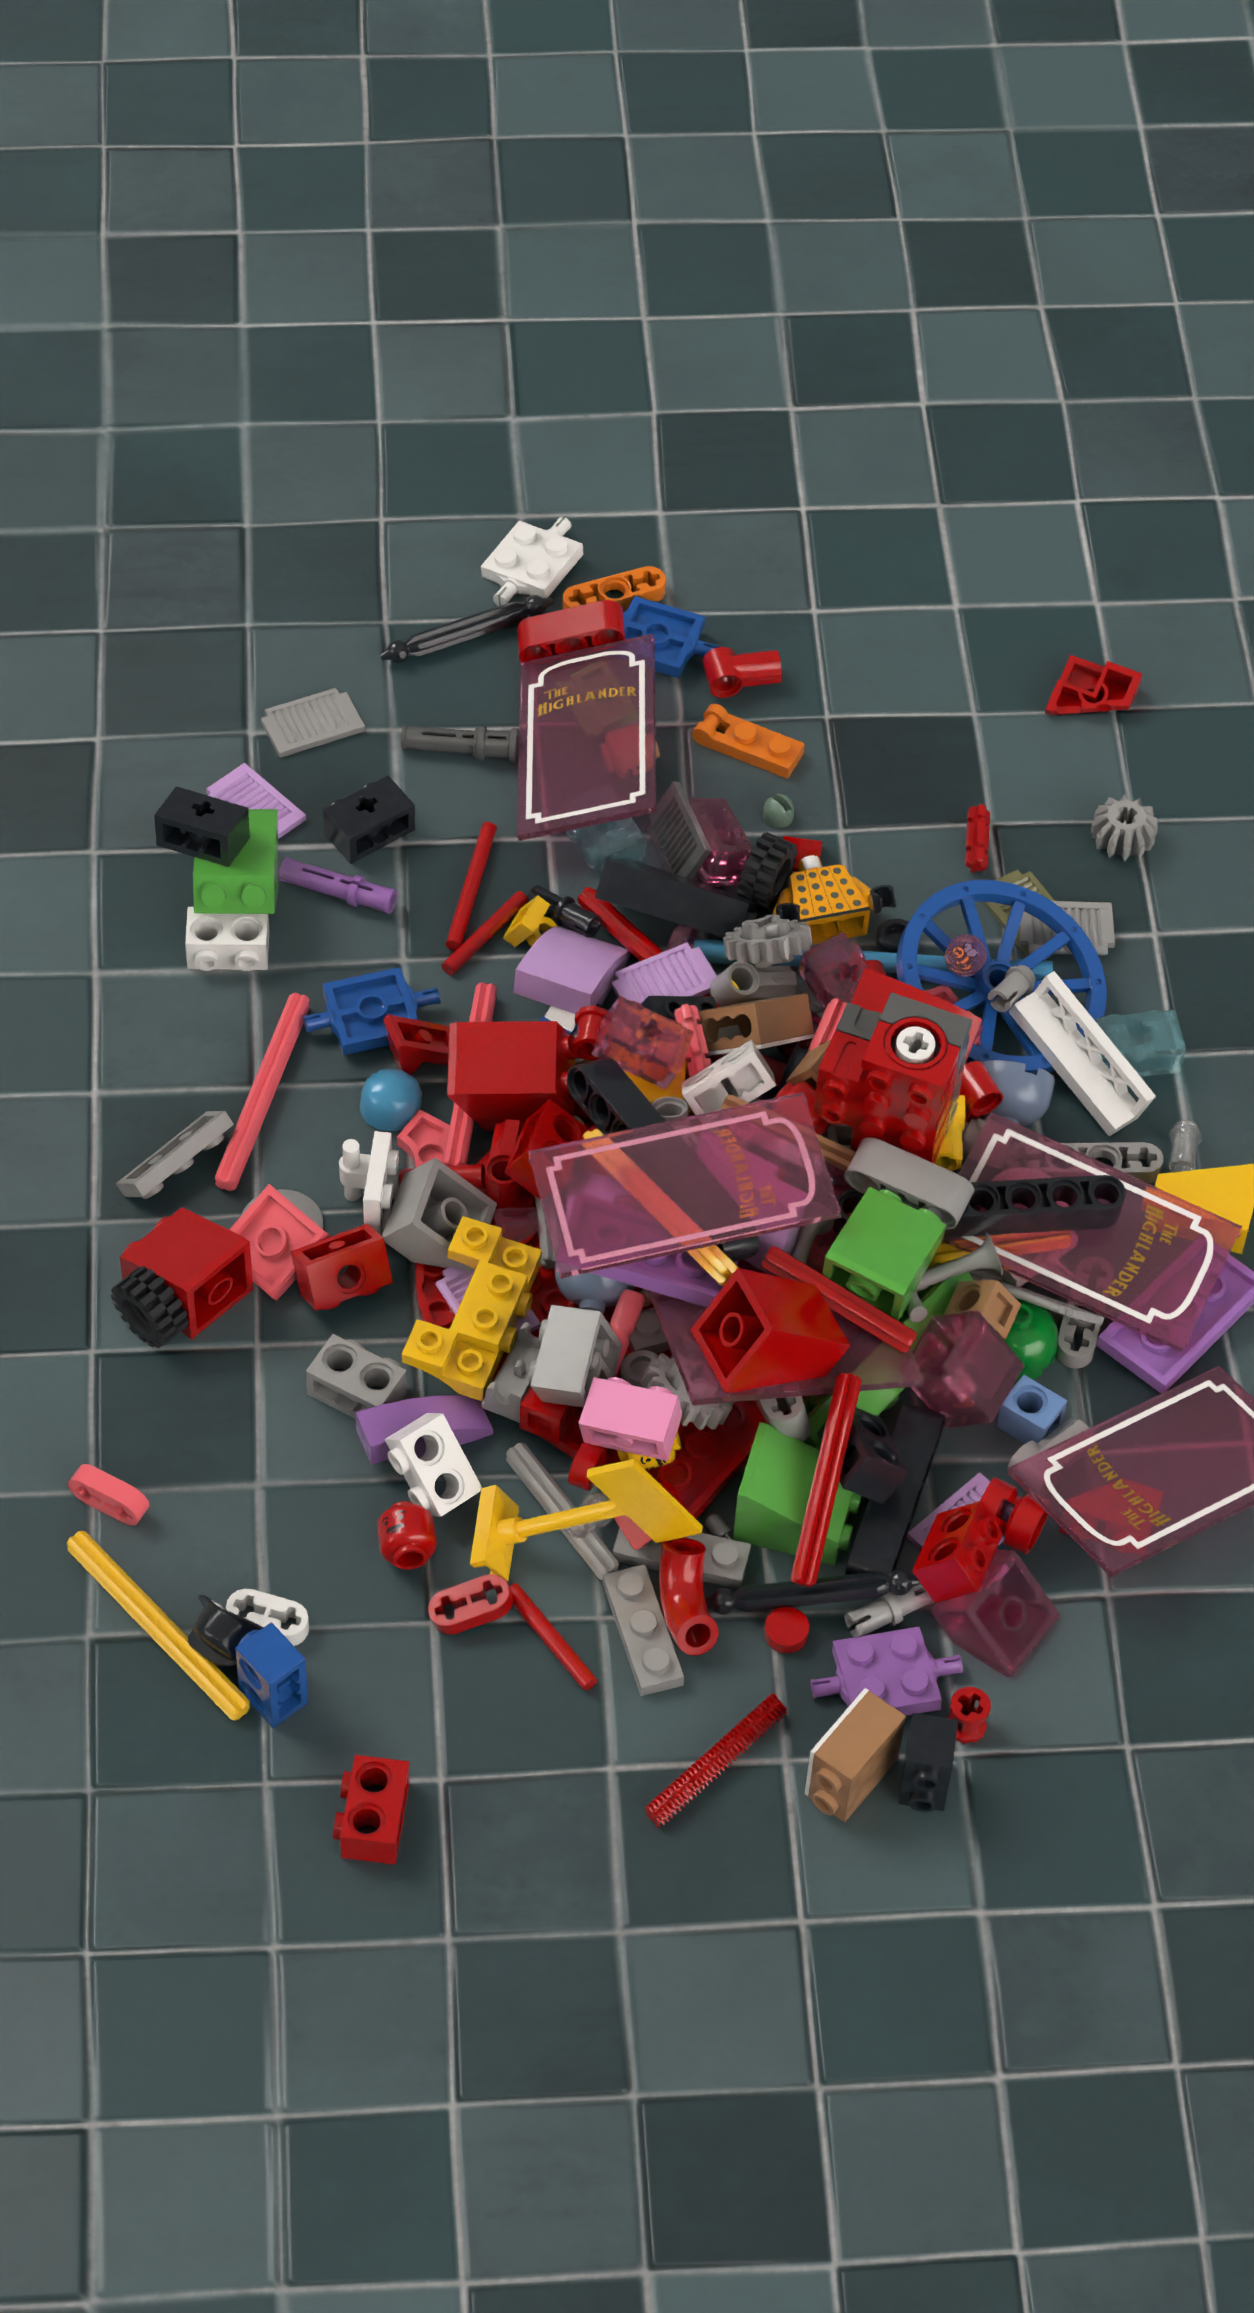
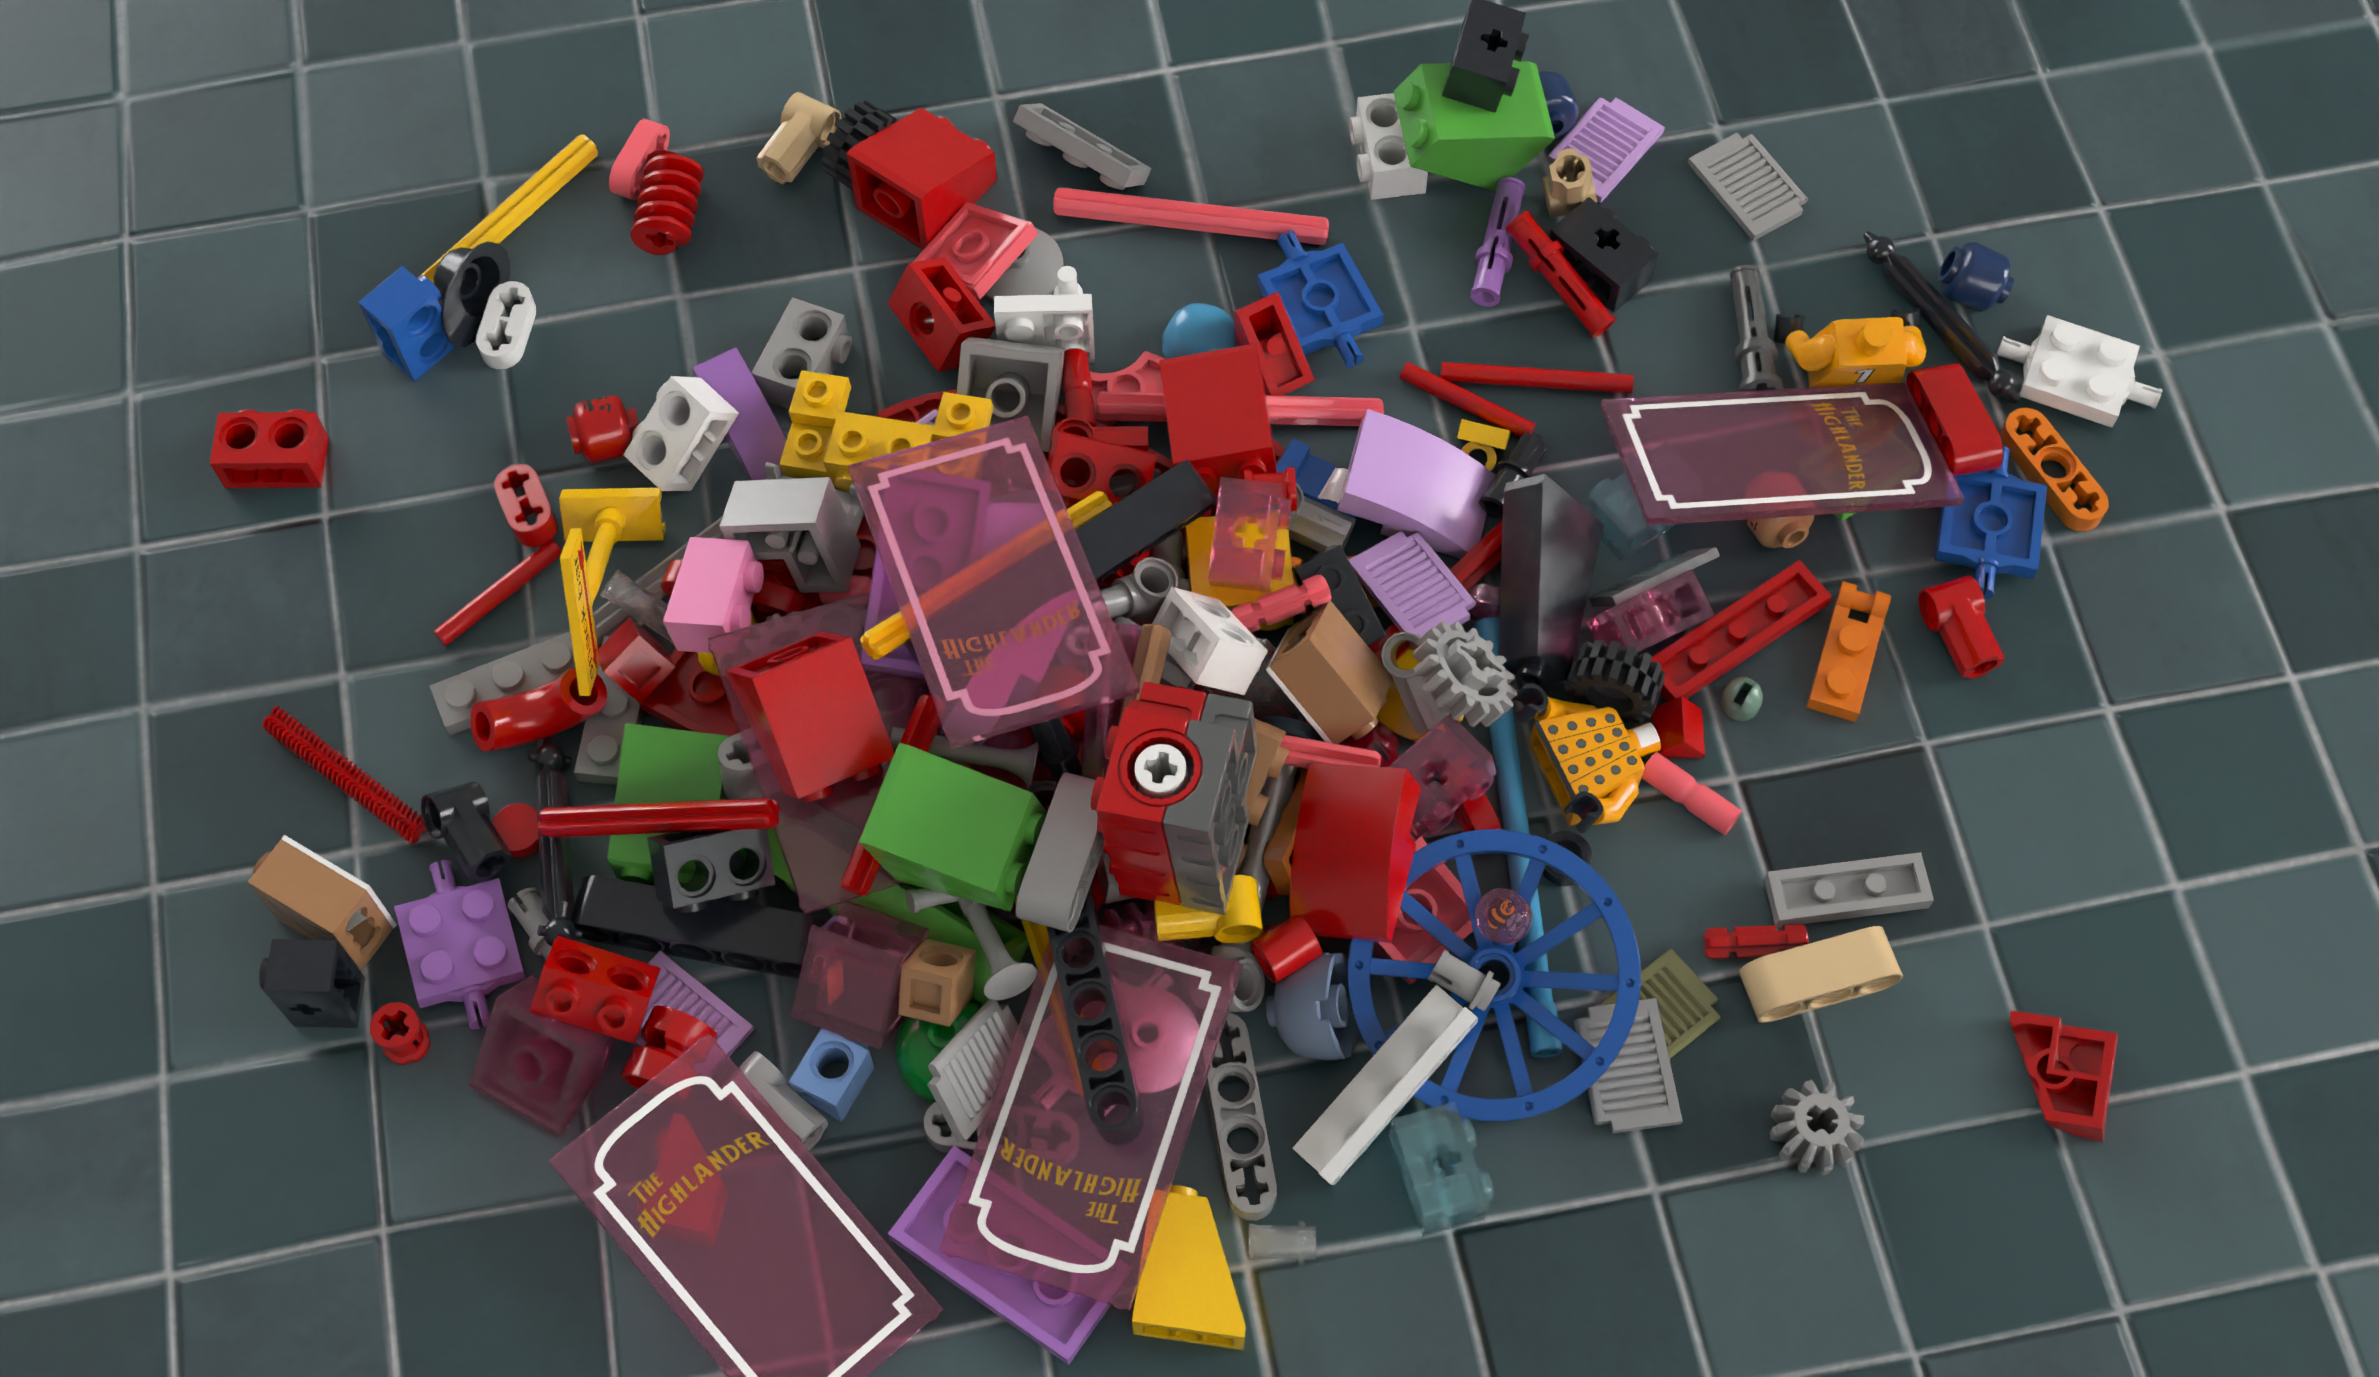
camera: 85 degrees right, 10 degrees up
(105, 1360) = (802, 129): none -> tan piece
(168, 1471) = (666, 202): none -> red piece
(307, 820) = (1568, 183): none -> tan piece
(346, 856) = (1549, 260): none -> red pin
(440, 597) = (1976, 276): none -> dark blue head
(502, 677) = (1855, 349): none -> light orange torso
(714, 779) = (1740, 631): none -> red plate
(780, 1660) = (464, 822): none -> black piece
(860, 848) = (1694, 796): none -> coral piece
(944, 777) = (1848, 889): none -> light grey plate
(1009, 804) = (1820, 974): none -> tan beam

